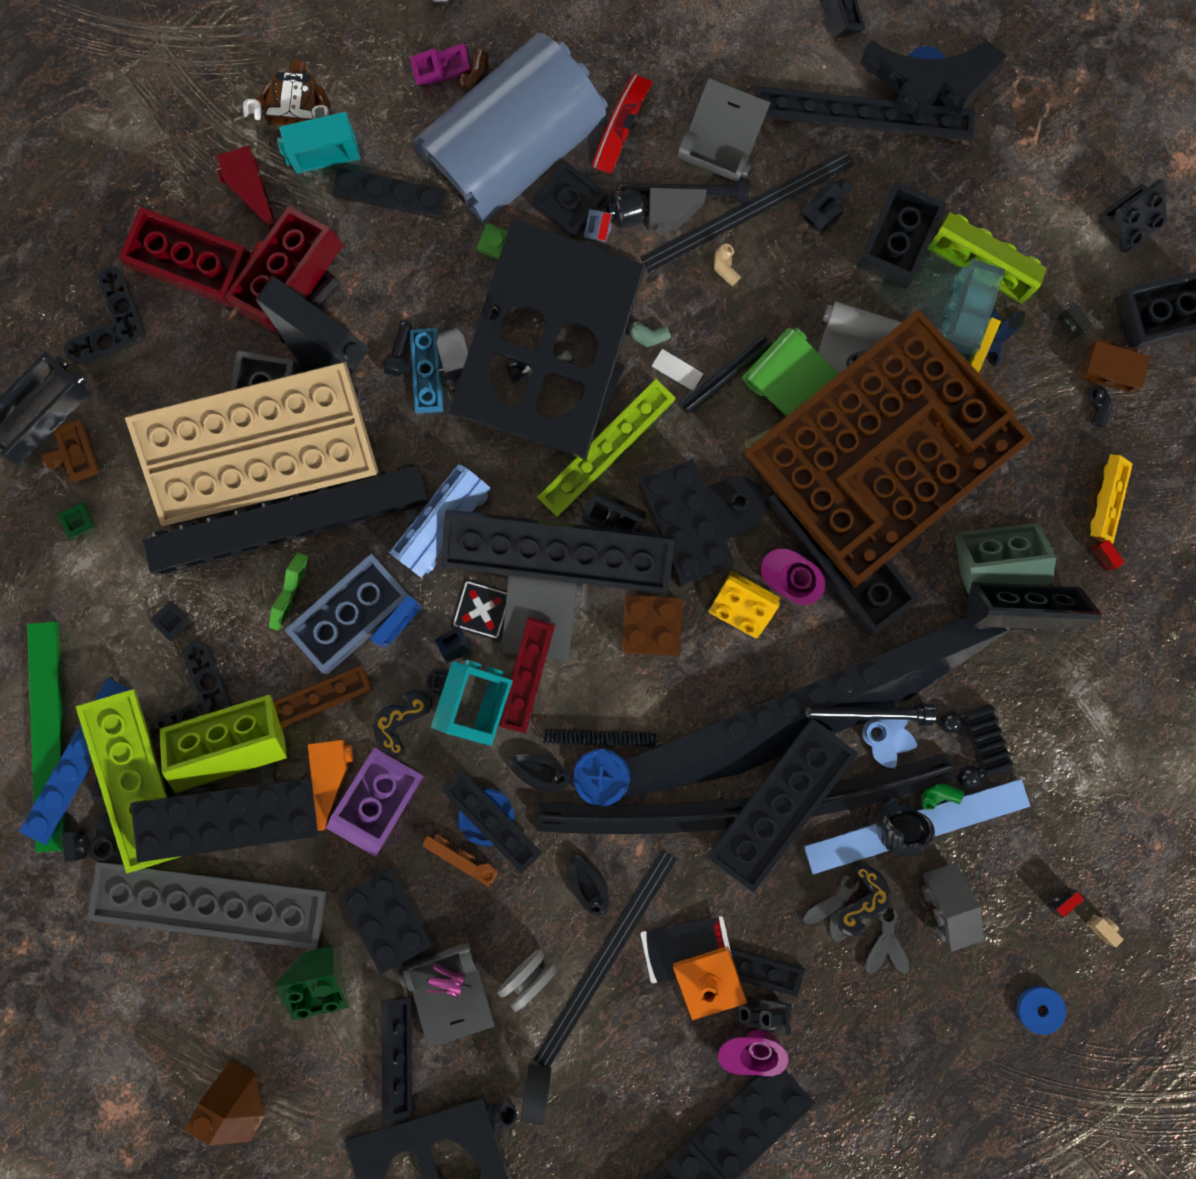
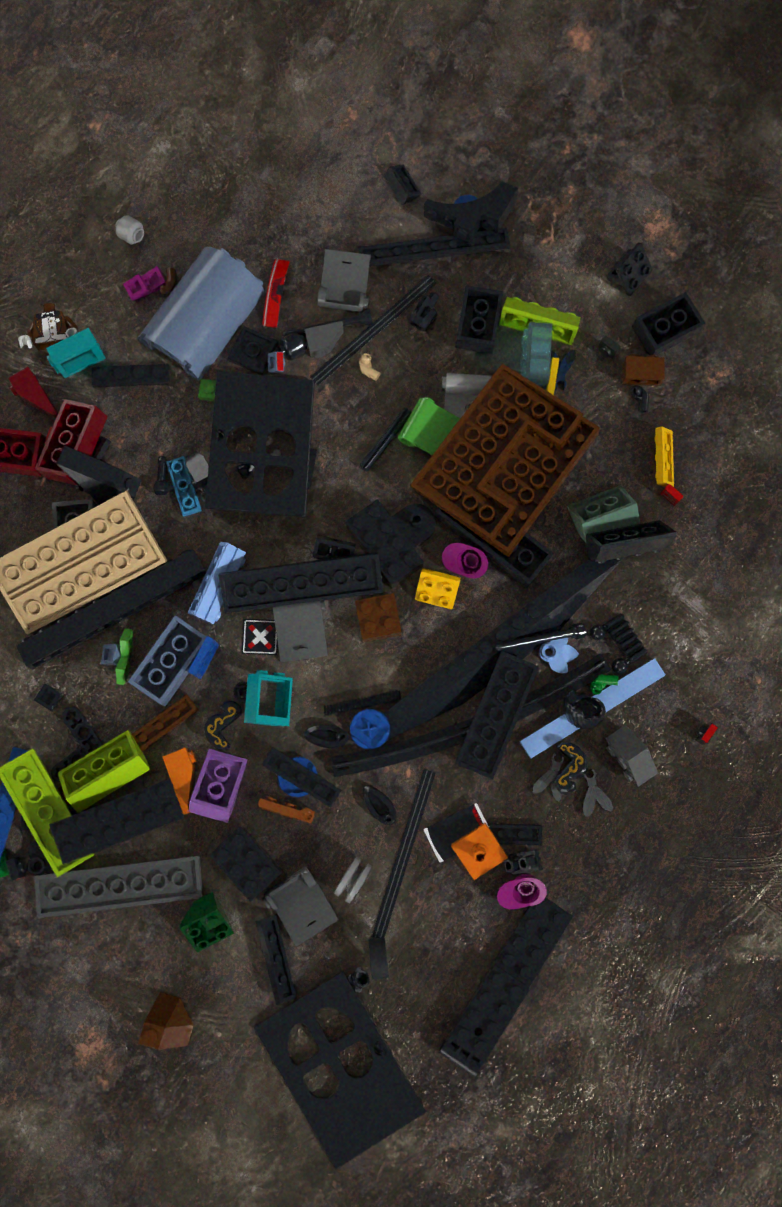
camera: 10 degrees left, 5 degrees down
(270, 583) = (110, 654): none -> sand blue plate
(453, 644) = (246, 664): black plate -> none
(453, 986) = (301, 898): flat silver piece -> none
(527, 674) = (301, 672): dark red tile -> none
(606, 448) = (318, 507): lime plate -> none
(646, 336) = (327, 427): sand green arm -> none
(677, 369) = (353, 444): white sticker -> none
(1054, 1012) = (701, 811): blue piece -> none
(1105, 929) = (738, 745): tan plate -> none

